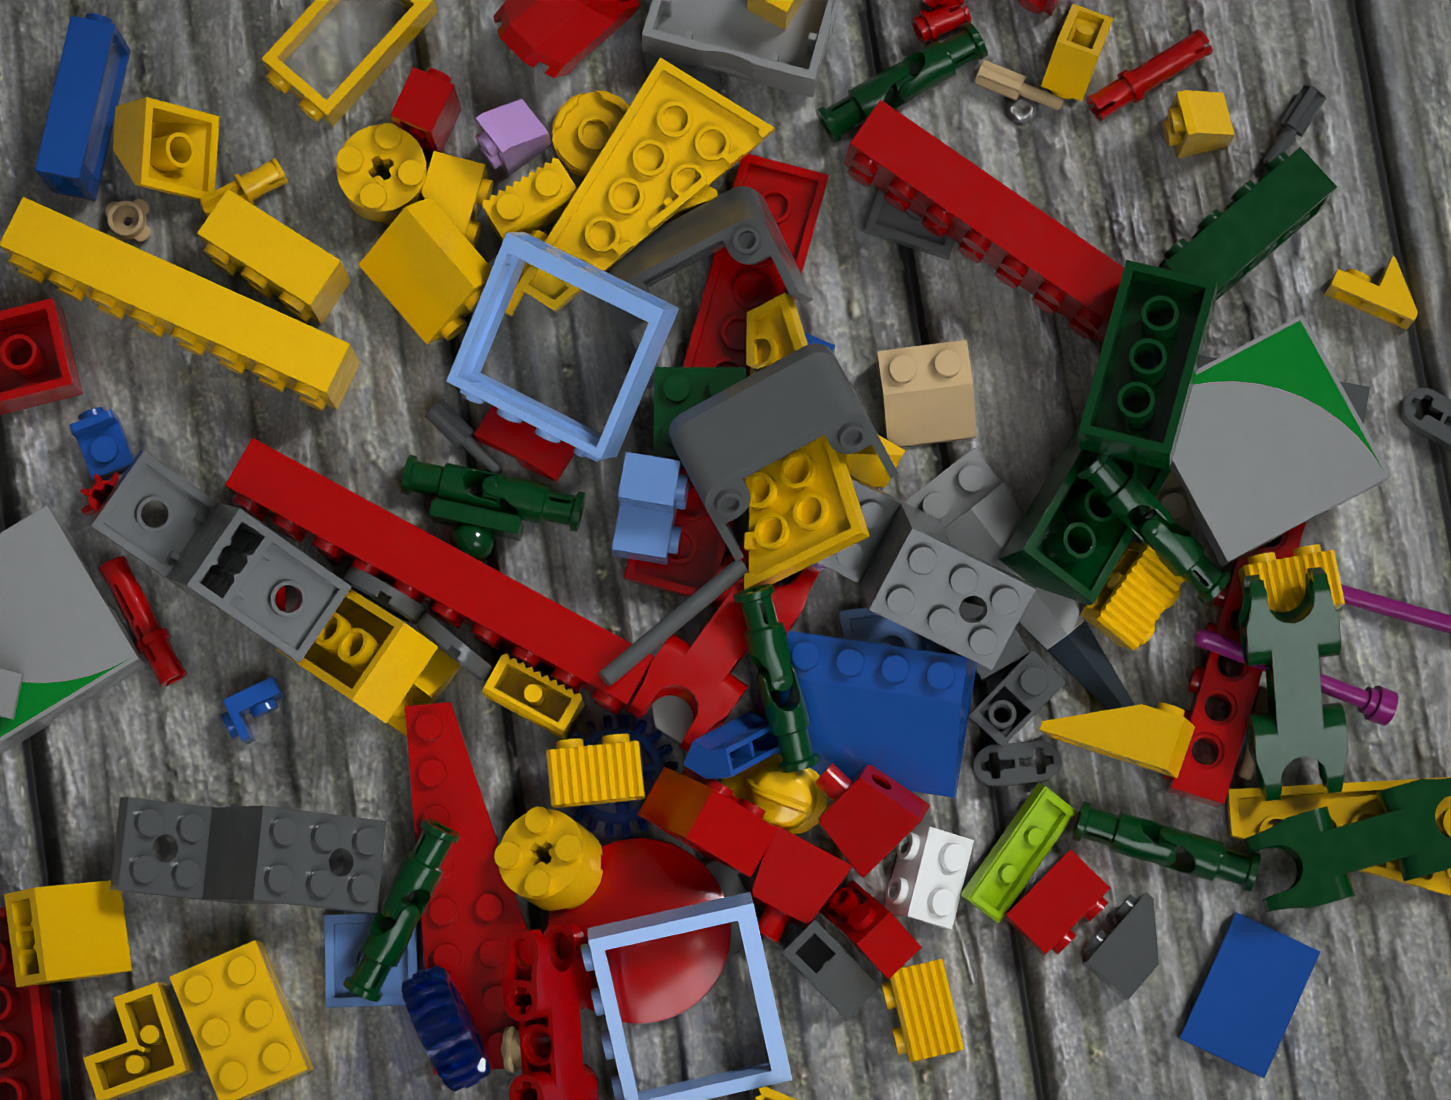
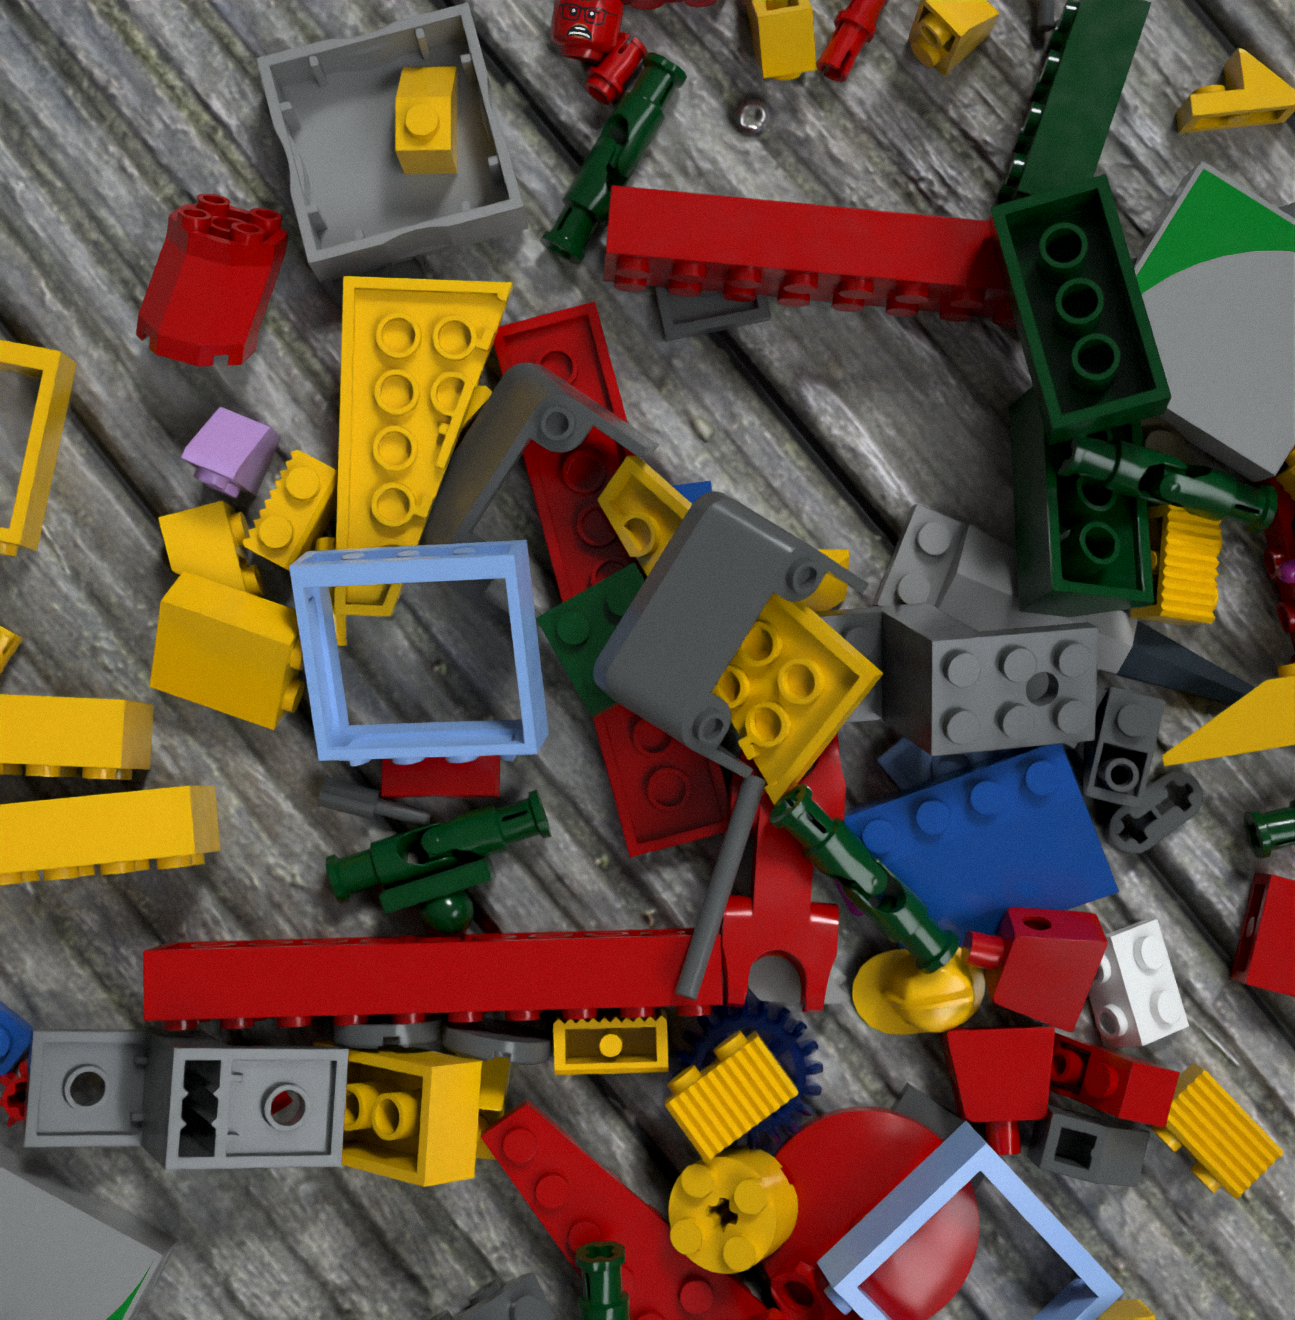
camera: 30 degrees left, 5 degrees up
(150, 636) = (154, 1207): red pin -> none
(255, 700) = (318, 1216): blue bracket -> none
(368, 153) = (88, 565): yellow brick -> none
(427, 108) = (123, 477): red brick -> none
(585, 127) = (306, 398): yellow tile -> none
(648, 506) = (617, 774): medium blue brick -> none
(709, 819) = (878, 1073): red brick -> none
(732, 747) = (862, 983): blue piece -> none
(927, 393) = (834, 475): tan slope -> none
(1012, 84) = (729, 95): tan axle -> none
(1018, 853) = (1211, 906): lime tile -> none

